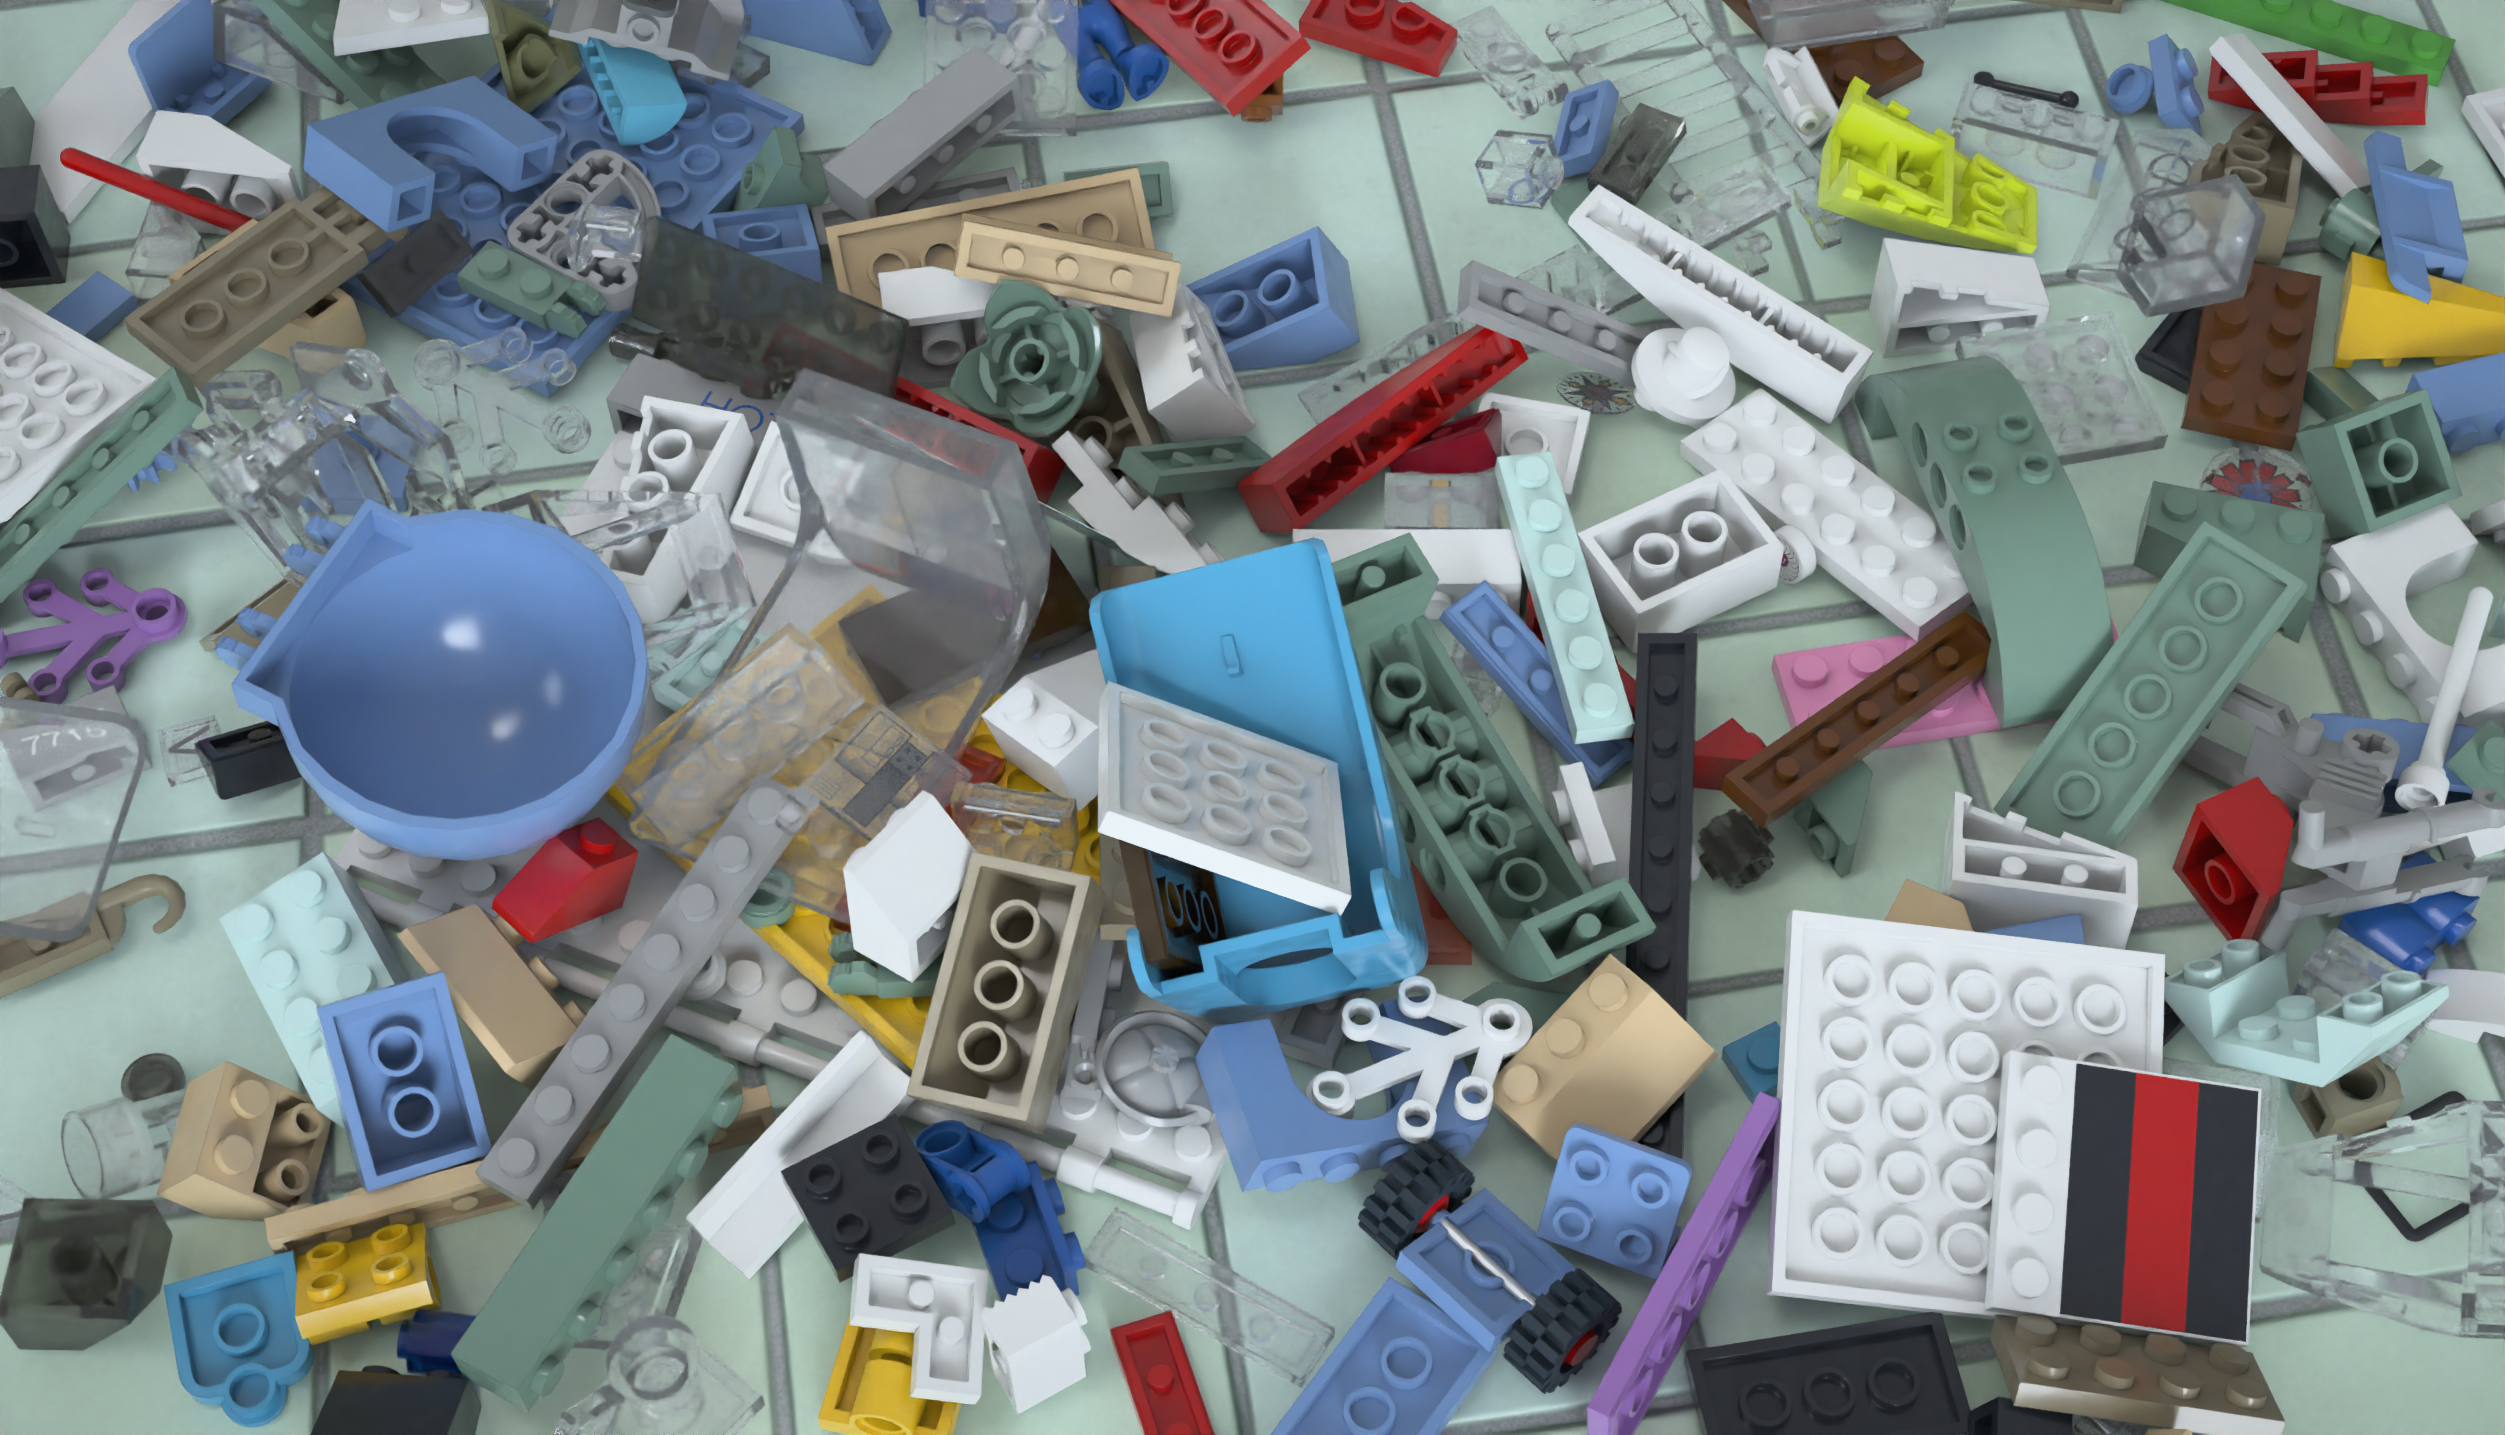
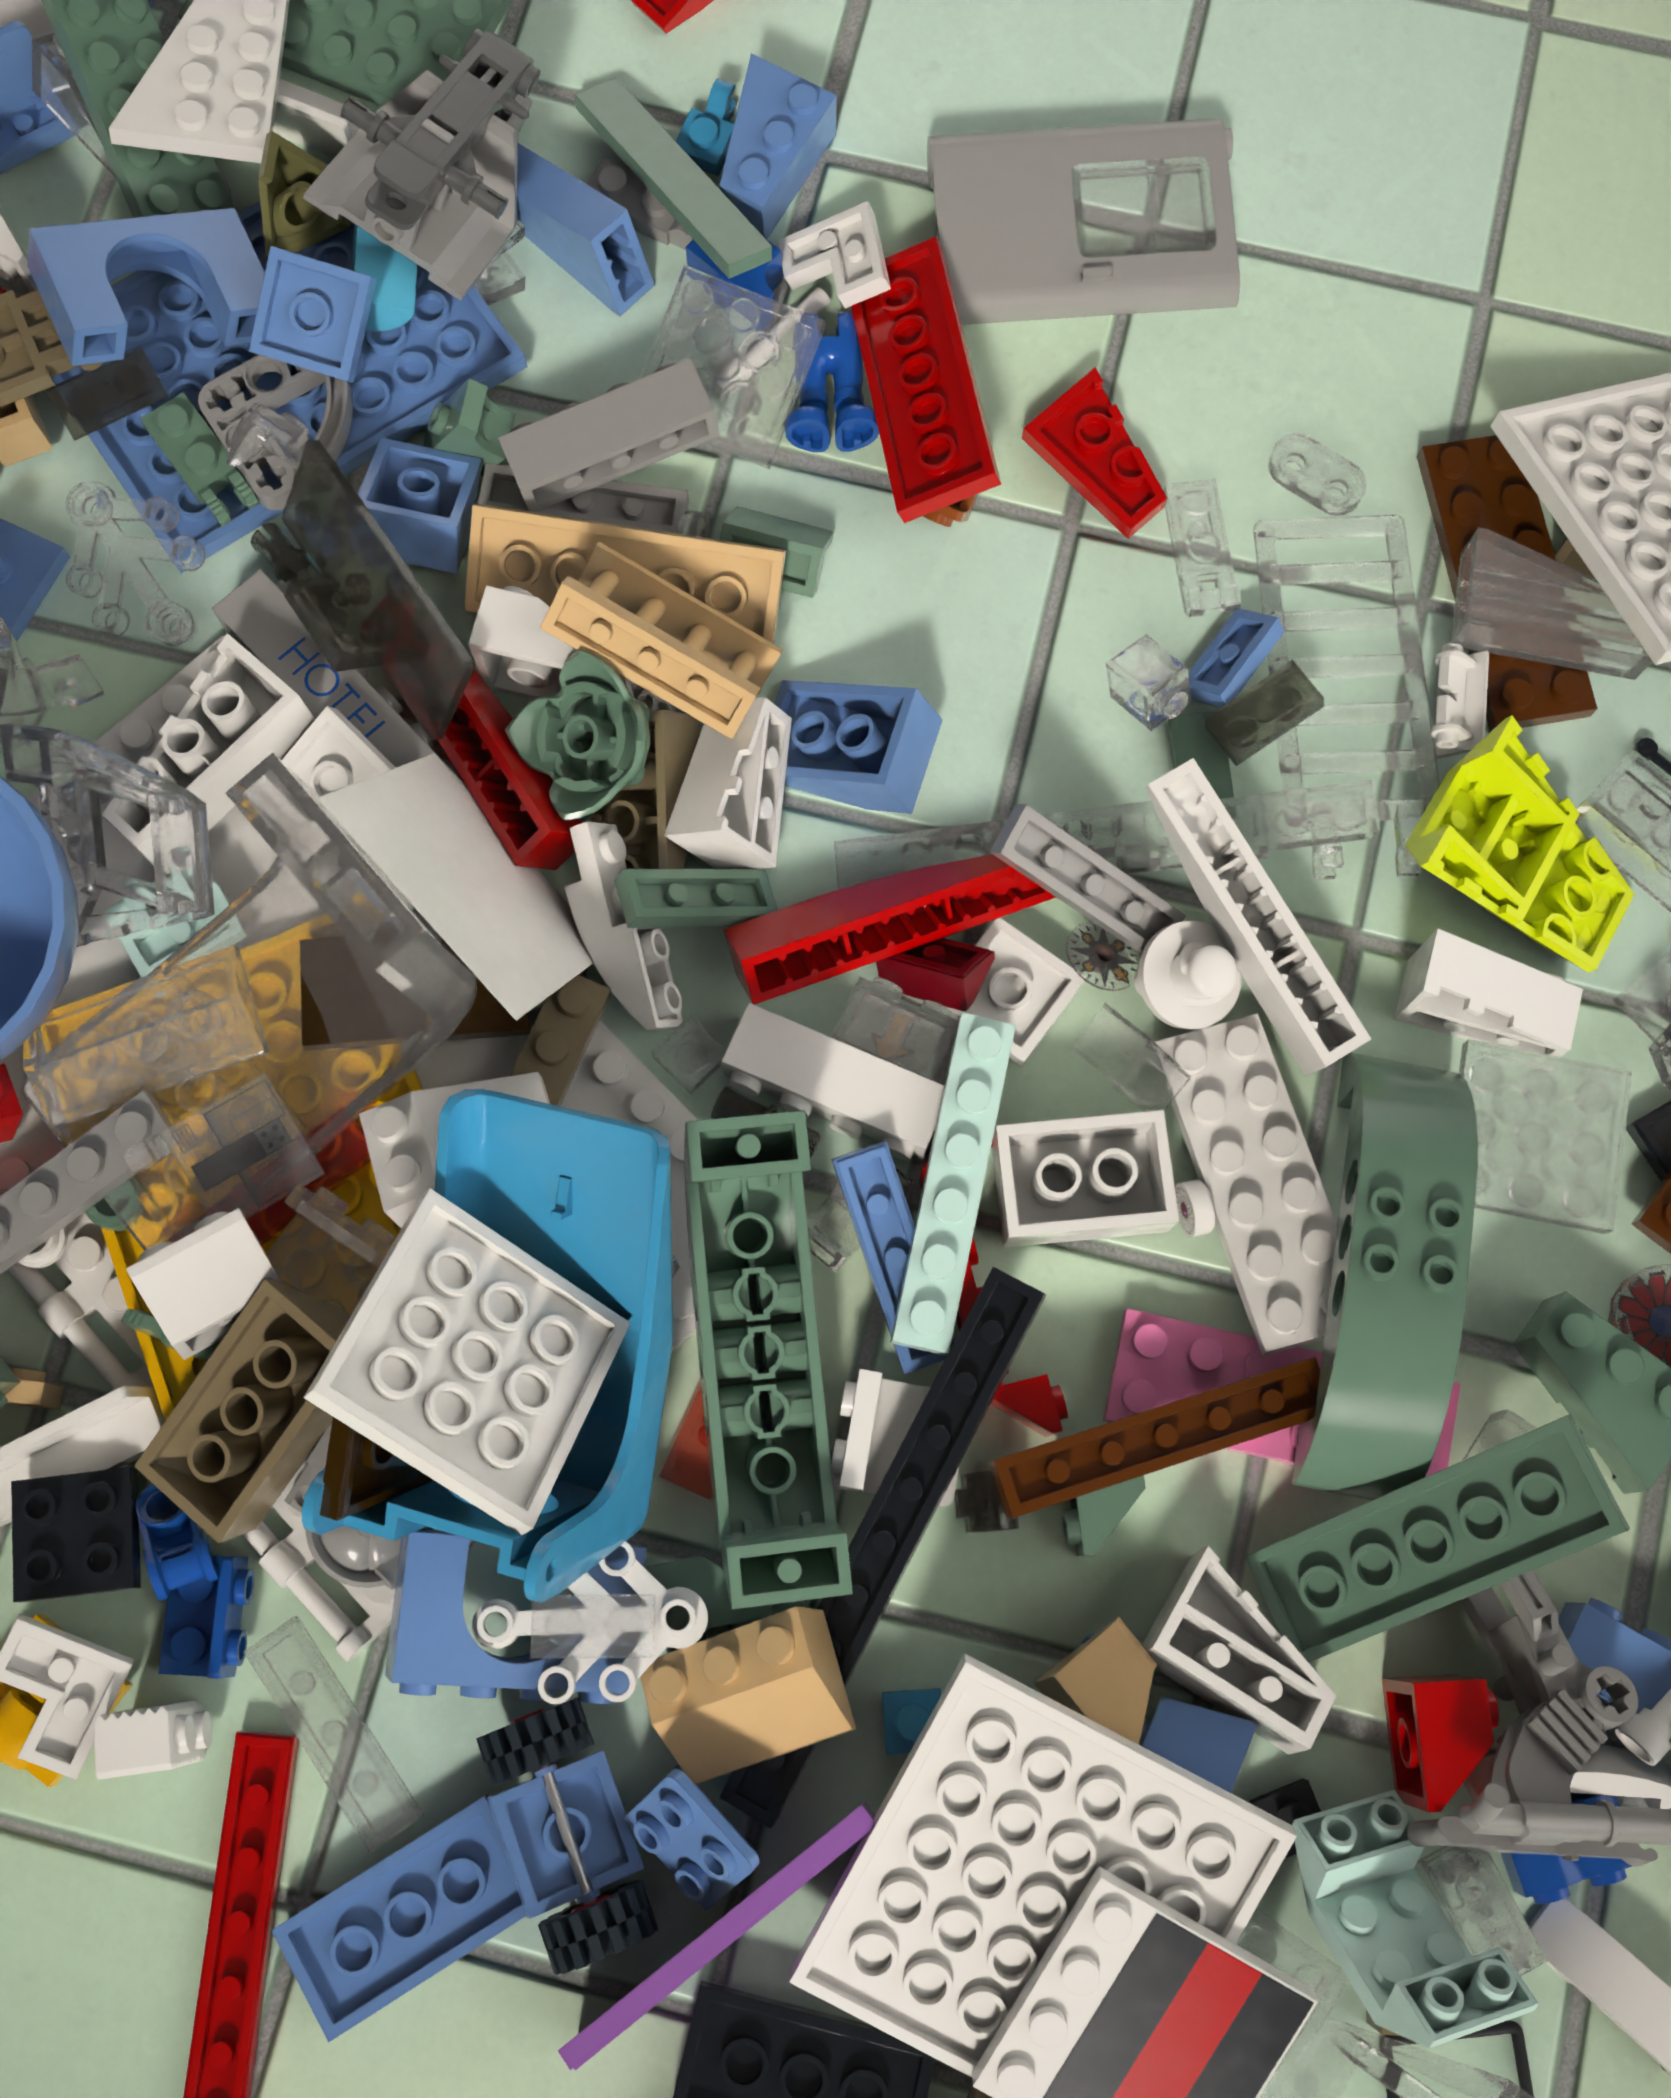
camera: 20 degrees right, 20 degrees up
(597, 127) = (312, 314): none -> medium blue tile
(1427, 1047) = (594, 1626): none -> clear plate
(1662, 459) = (1131, 1060): none -> clear slope

